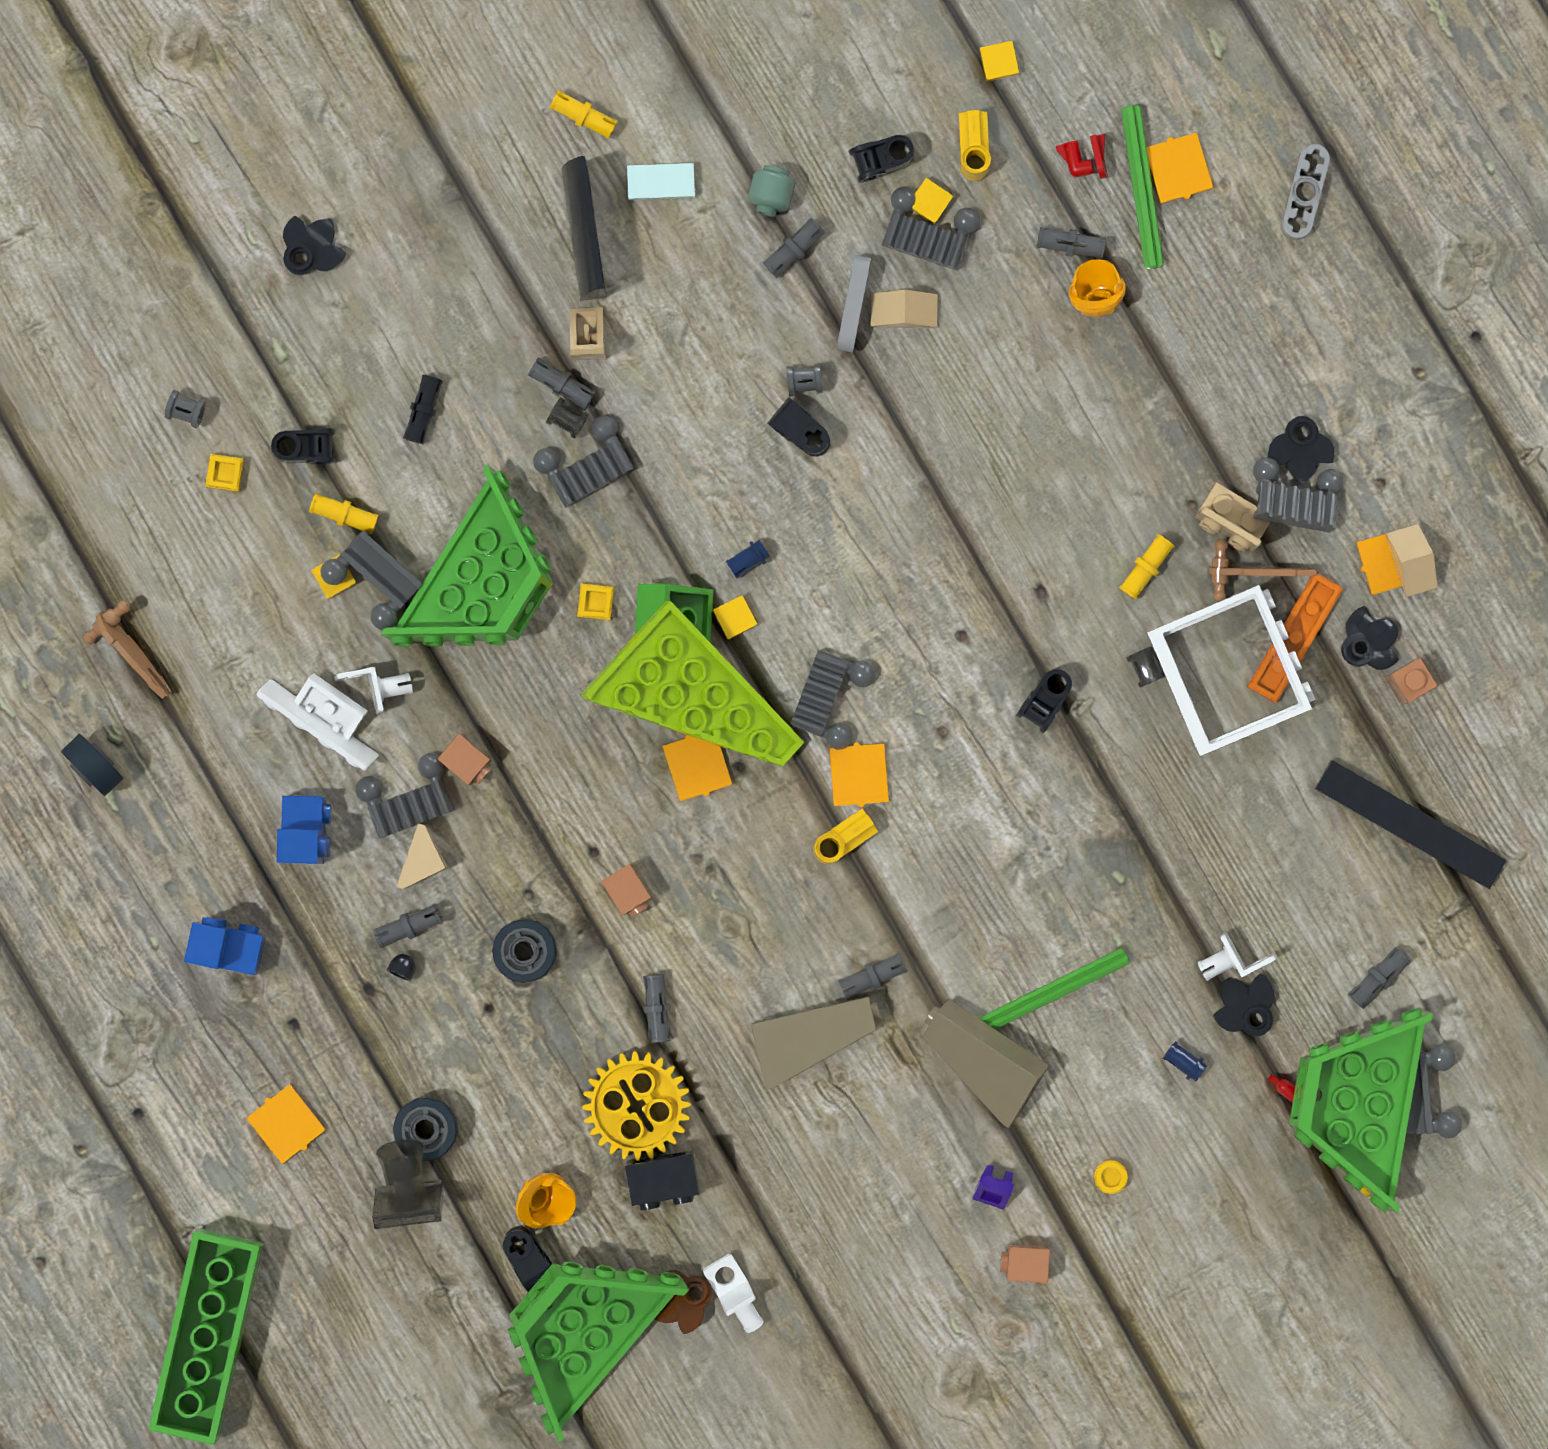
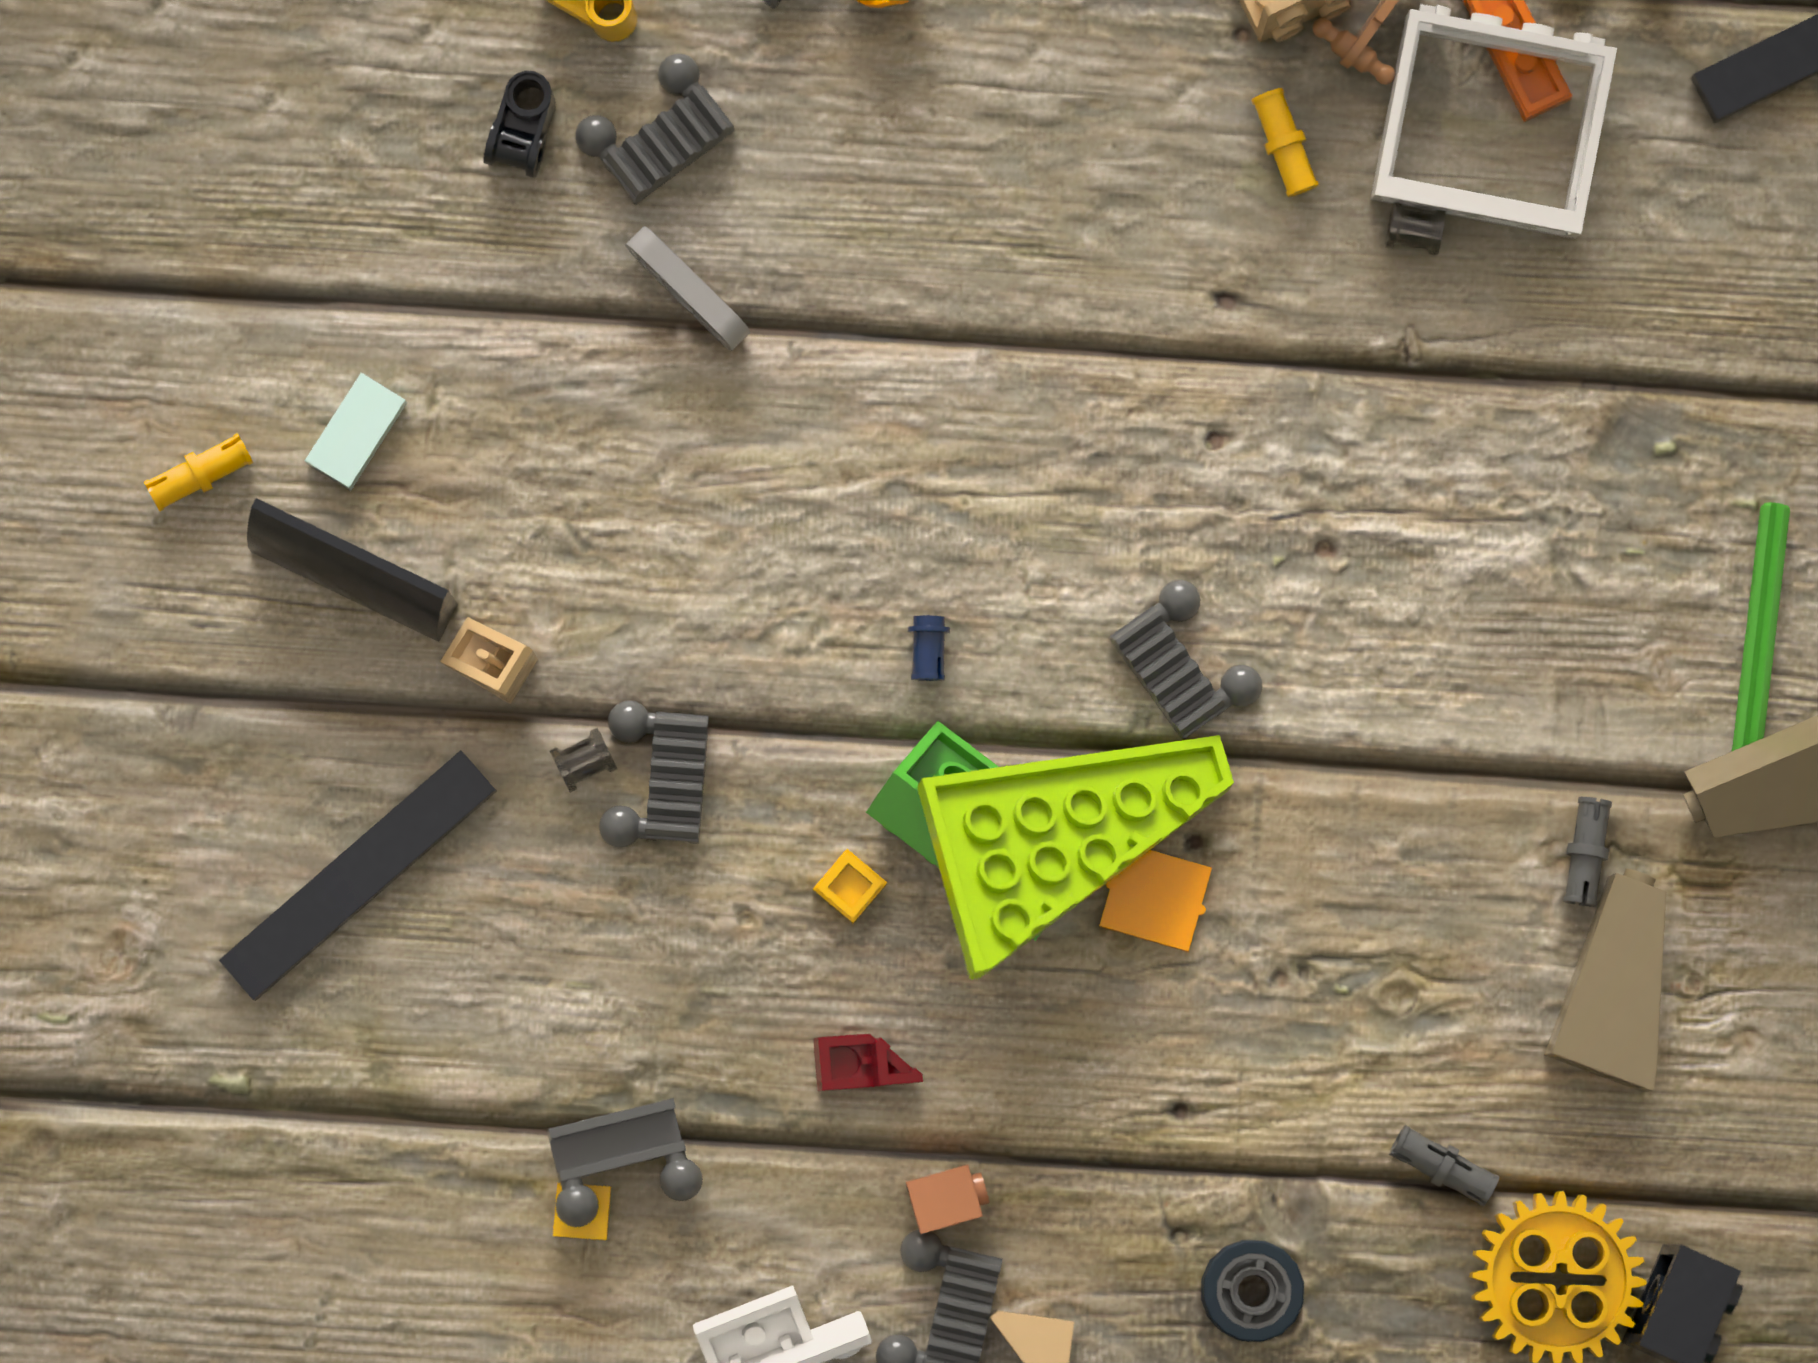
camera: 60 degrees left, 5 degrees down
(185, 409) = (216, 1276): dark grey bush -> none
(224, 473) = (344, 1265): yellow tile -> none
(306, 446) = (384, 1129): black piece -> none
(314, 242) = (120, 939): black plate -> none
(343, 513) = (507, 1141): yellow pin -> none
(382, 687) = (773, 1247): white bracket -> none
(423, 409) = (440, 943): black pin -> none
(429, 342) = (357, 875): none -> black tile
(483, 580) = (716, 1015): bright green piece -> none
(507, 670) = (859, 1063): none -> dark red slope
(561, 383) = (532, 737): dark grey pin -> none
(627, 891) = (1263, 1099): nougat brick -> none
(735, 617) = (993, 716): yellow tile -> none
(771, 190) = (467, 294): sand green head -> none
(793, 247) = (561, 317): dark grey pin -> none
(796, 424) = (793, 469): black piece -> none
(804, 373) = (757, 408): dark grey bush -> none
(847, 836) = (1381, 762): yellow piece -> none
(859, 775) = (1309, 694): light orange piece -> none
(904, 309) = (738, 231): tan slope -> none
(931, 201) = (622, 102): yellow tile -> none
(1045, 701) = (1373, 386): black piece -> none

